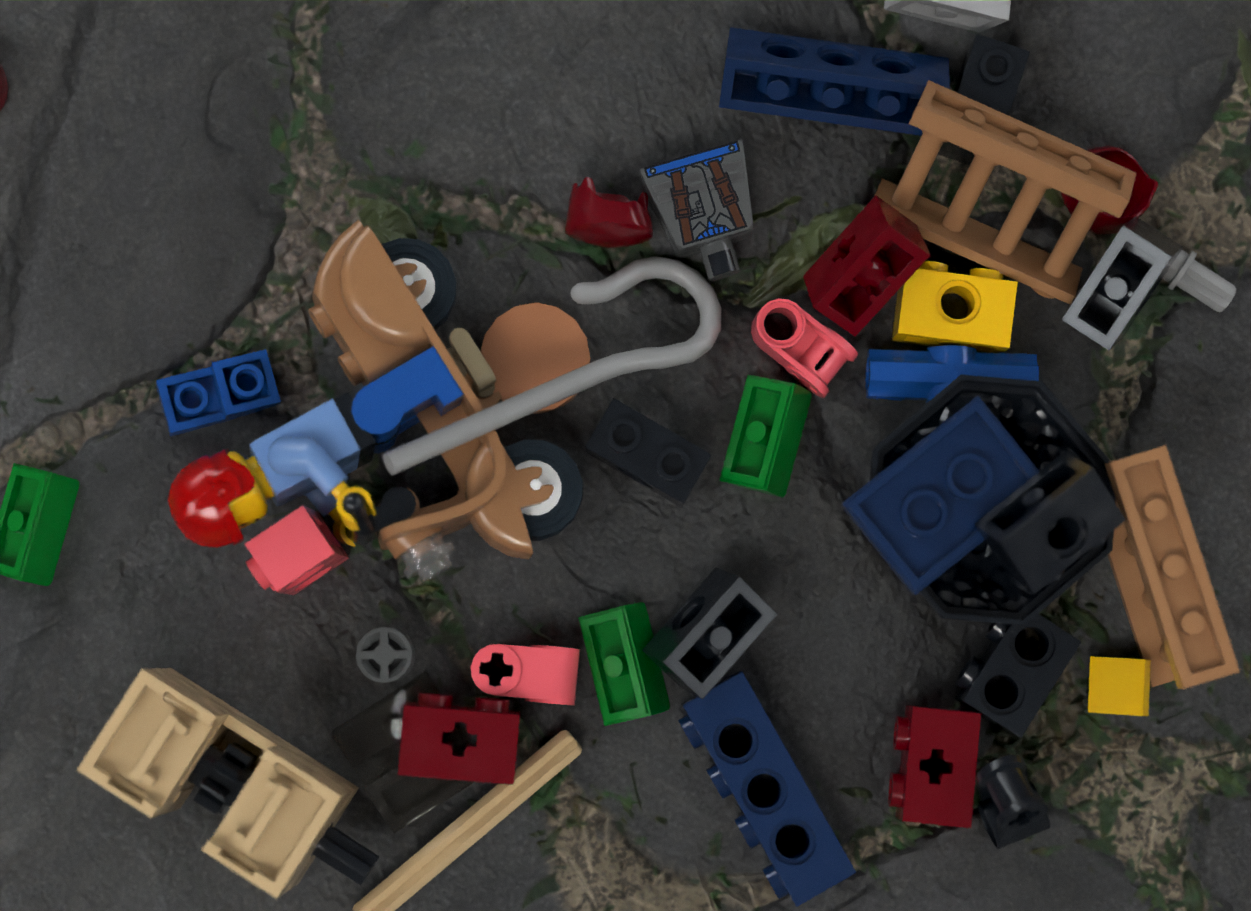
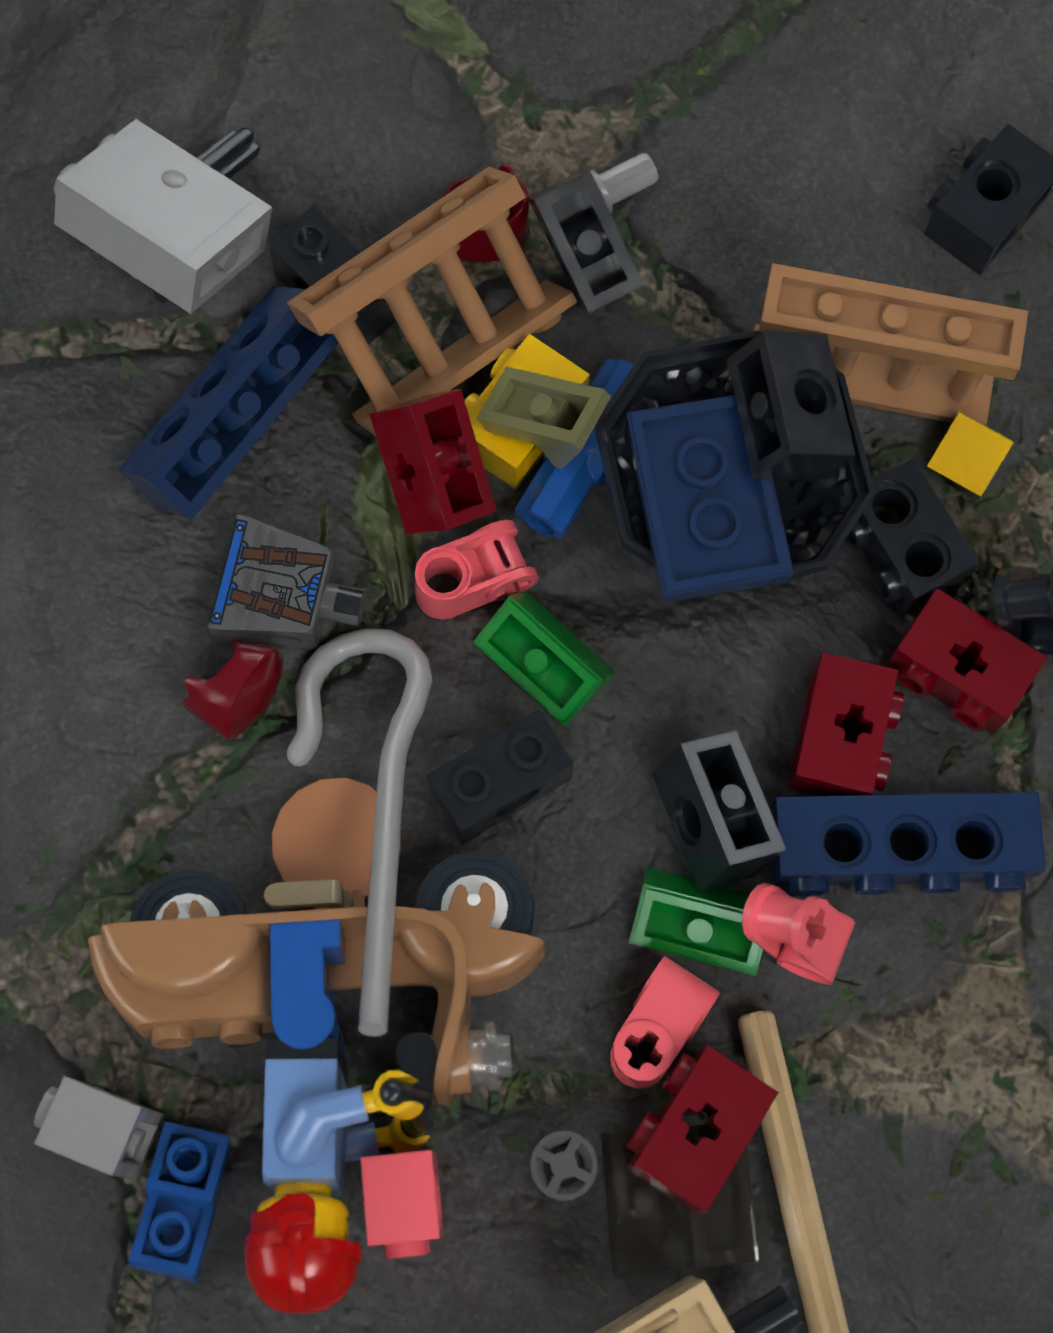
camera: 65 degrees left, 10 degrees down
(231, 305) = (96, 1127): none -> light grey brick
(649, 739) = (800, 934): none -> coral piece
(856, 676) = (854, 693): none -> dark red brick
(948, 329) = (544, 412): none -> olive slope

